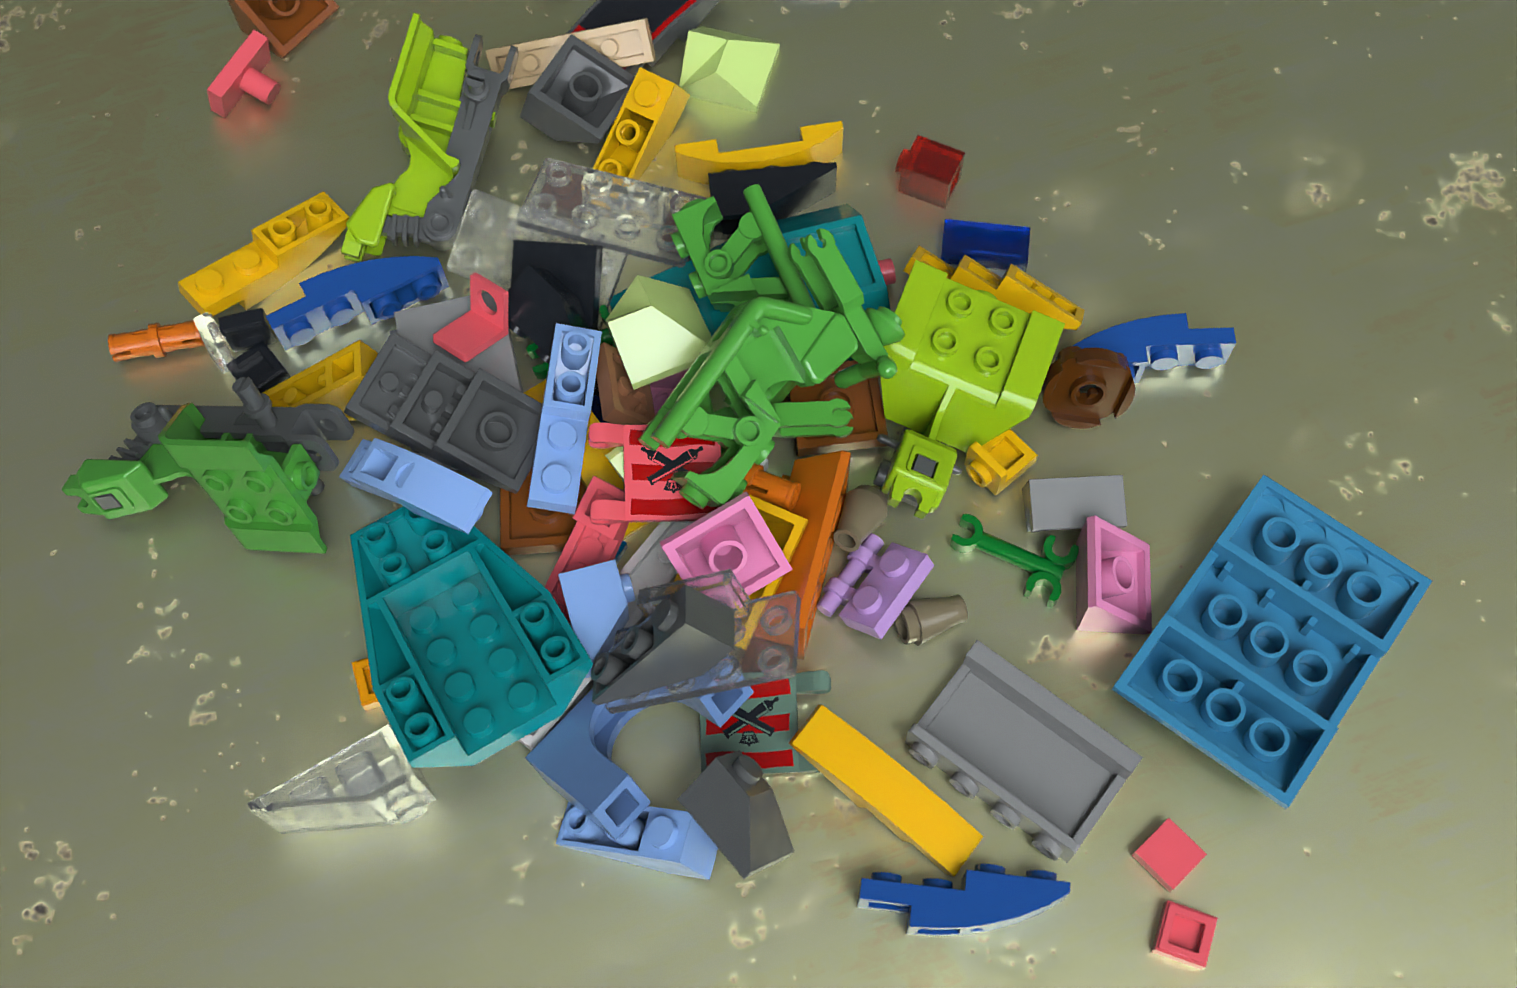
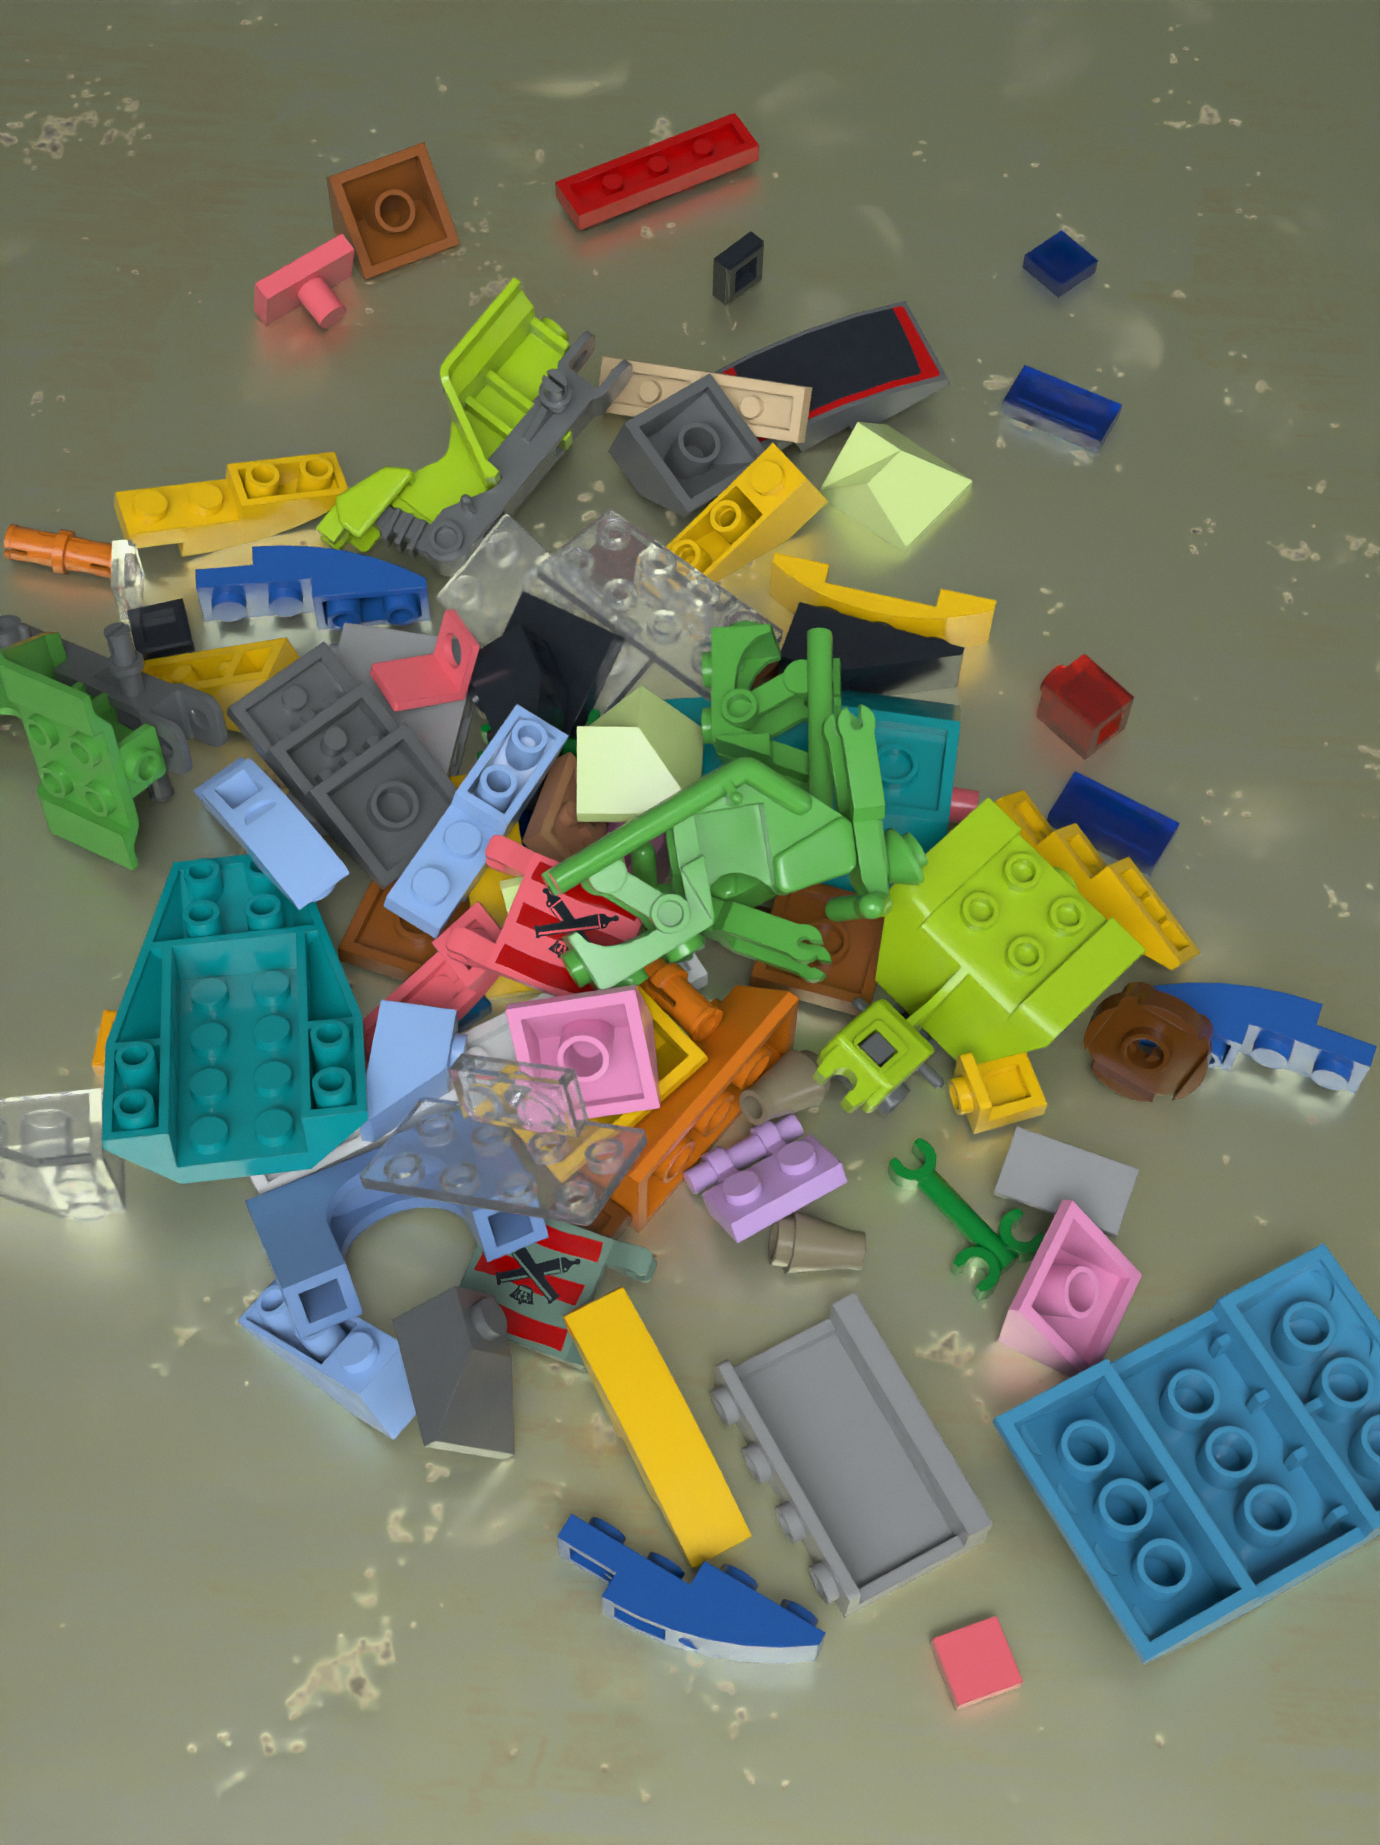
camera: 20 degrees right, 5 degrees down
(246, 329) = (168, 578): black tile -> none
(670, 646) = (466, 1133): dark grey slope -> none
(1184, 935) = (947, 1769): coral tile -> none

